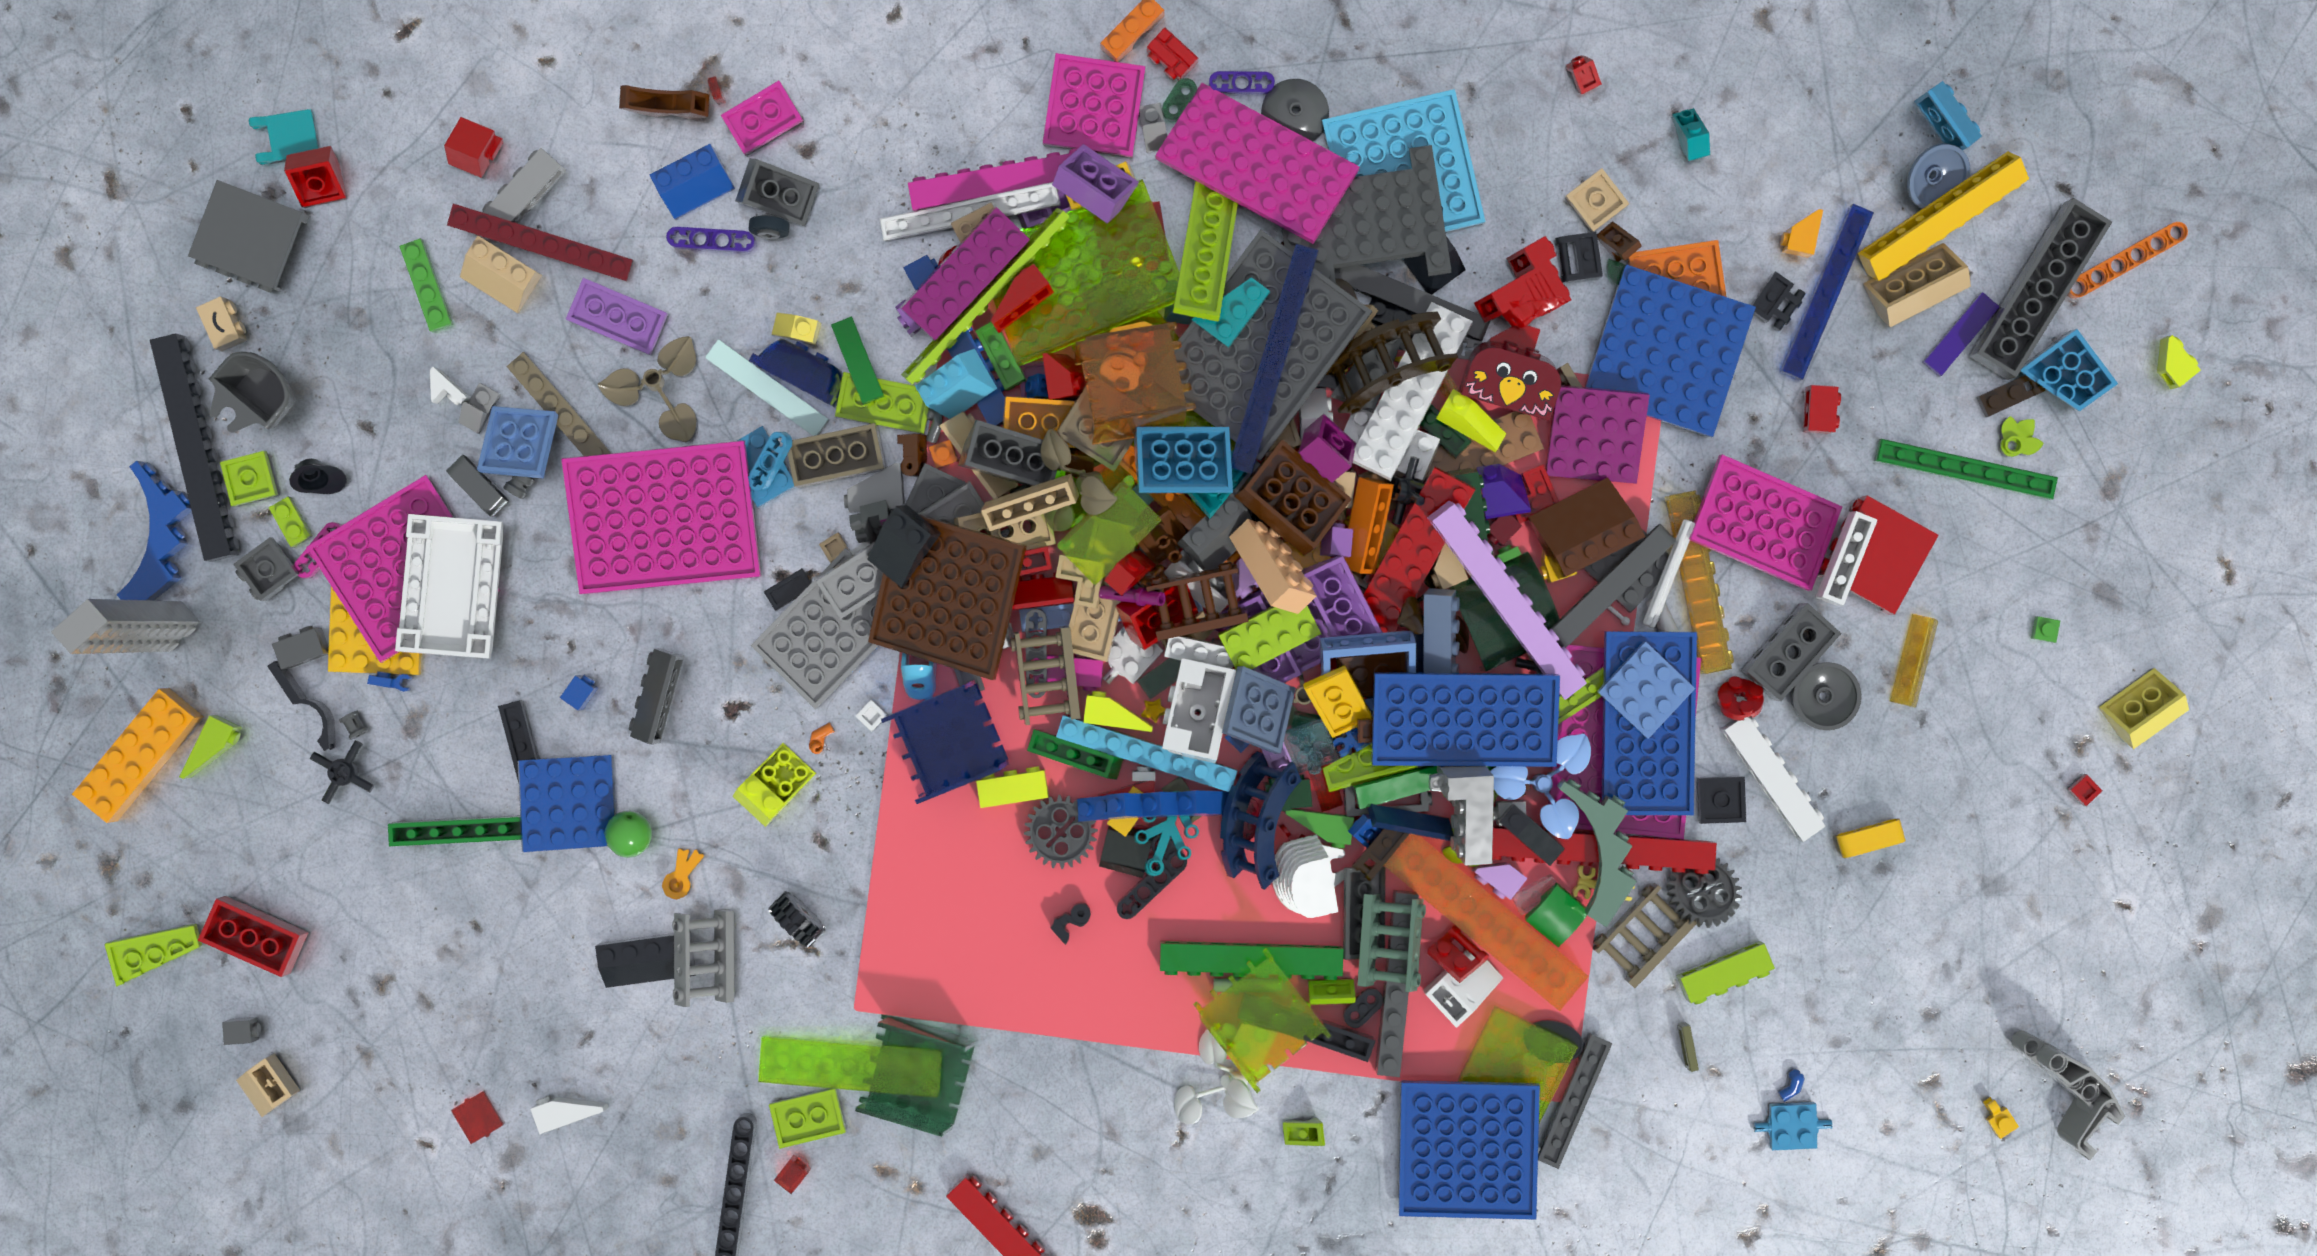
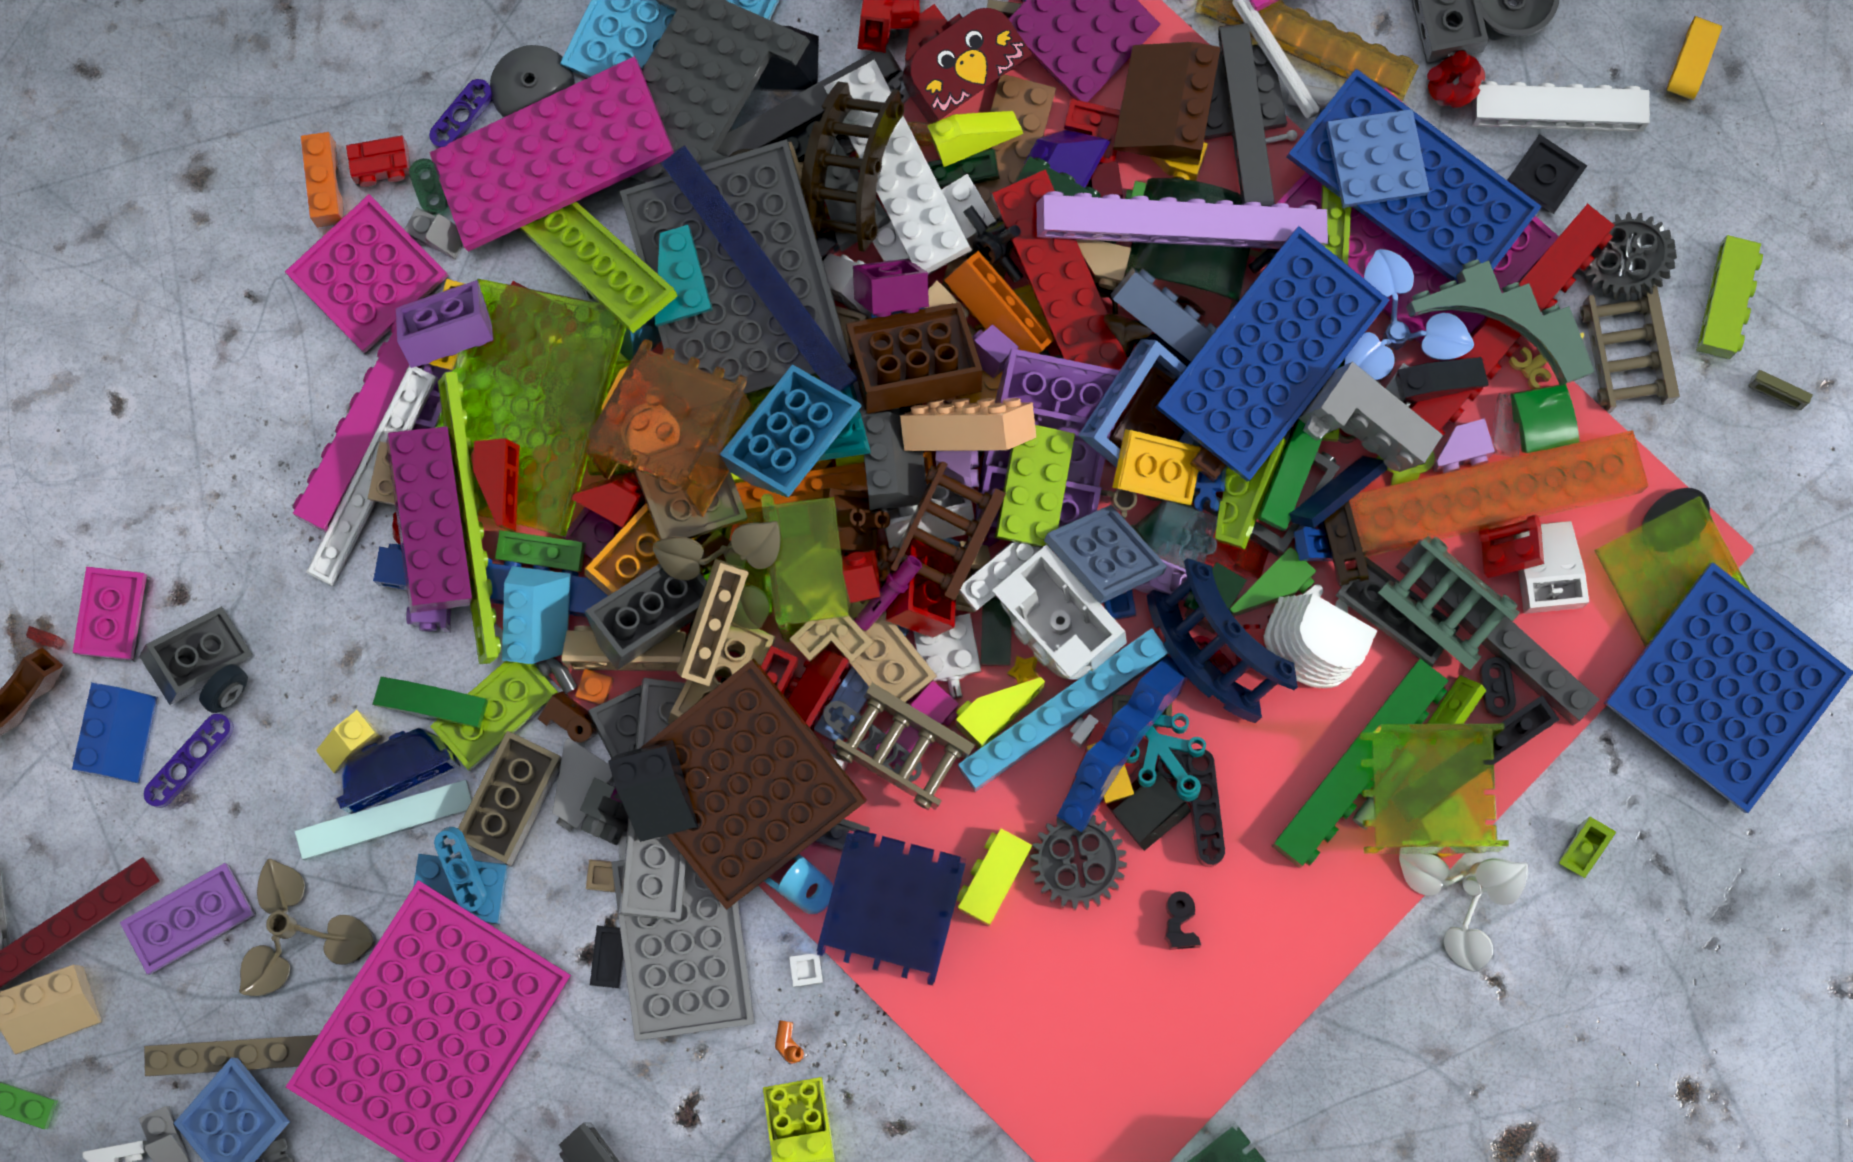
camera: 50 degrees left, 10 degrees down
(1036, 386) = (600, 533): blue bracket -> none
(1075, 755) = (1009, 785): green slope -> none
(1574, 1101) = (1754, 543): dark grey plate -> none

